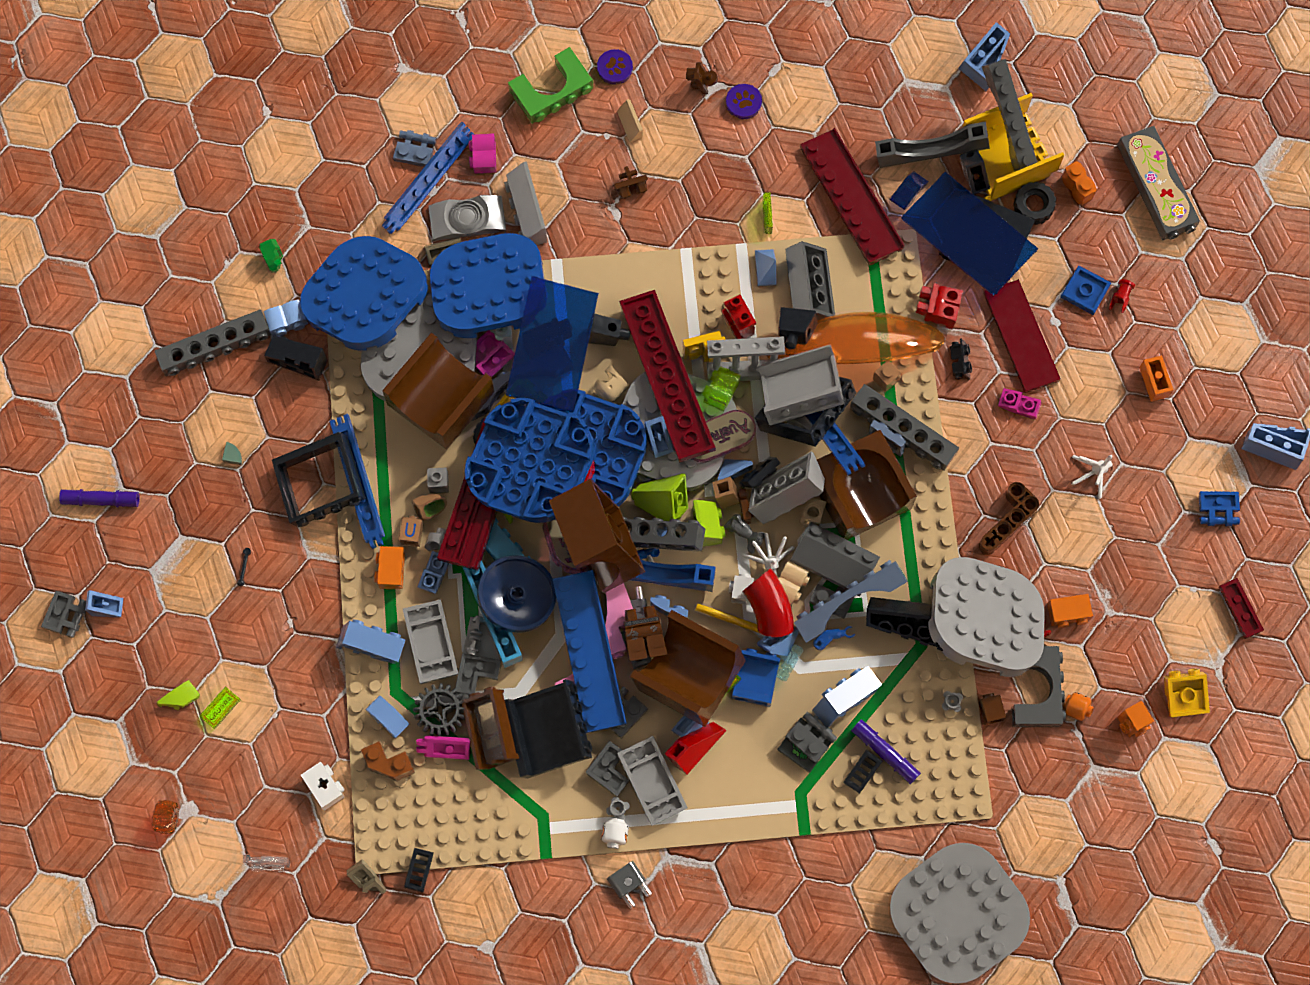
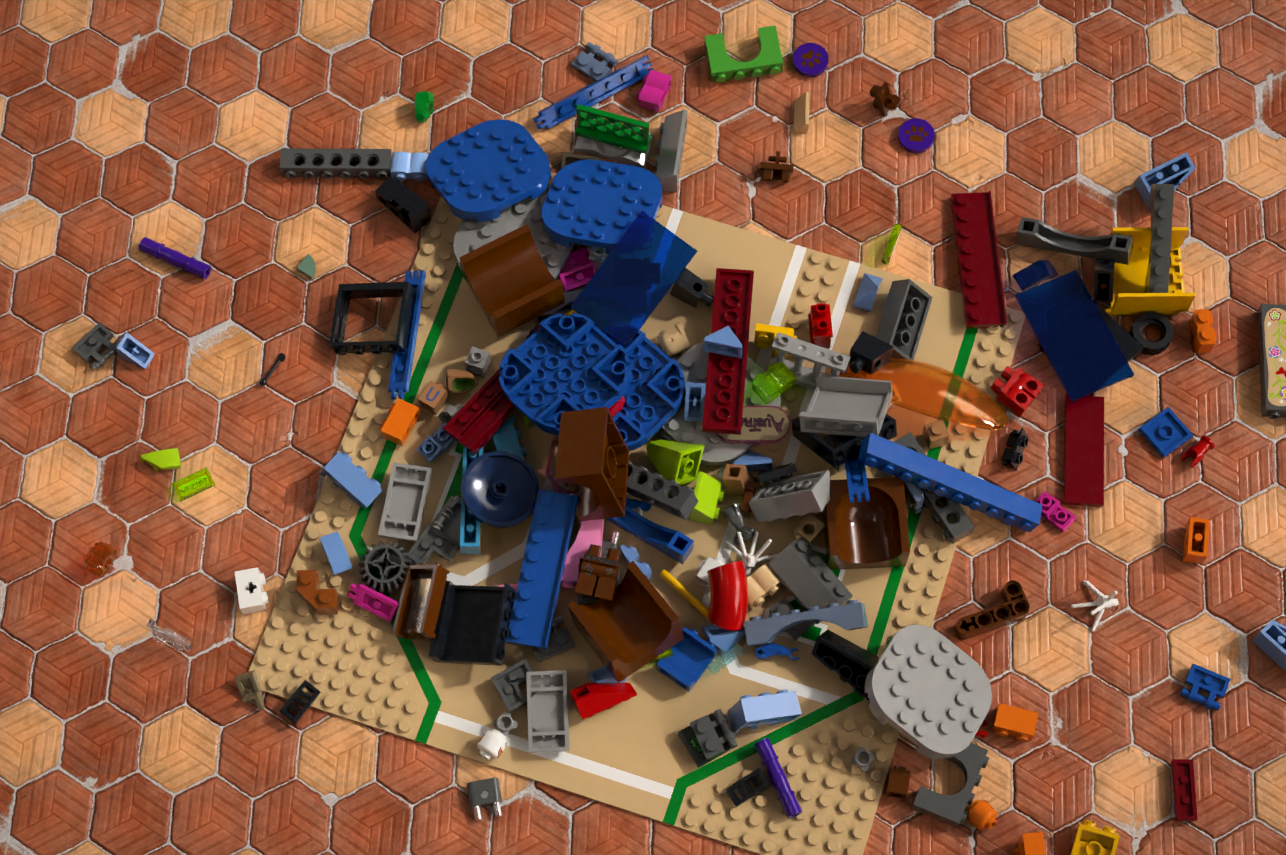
camera: 25 degrees right, 5 degrees down
(464, 207) = (615, 134): none -> green fence
(662, 370) = (723, 343): none -> medium blue slope
(922, 417) = (950, 482): none -> blue brick

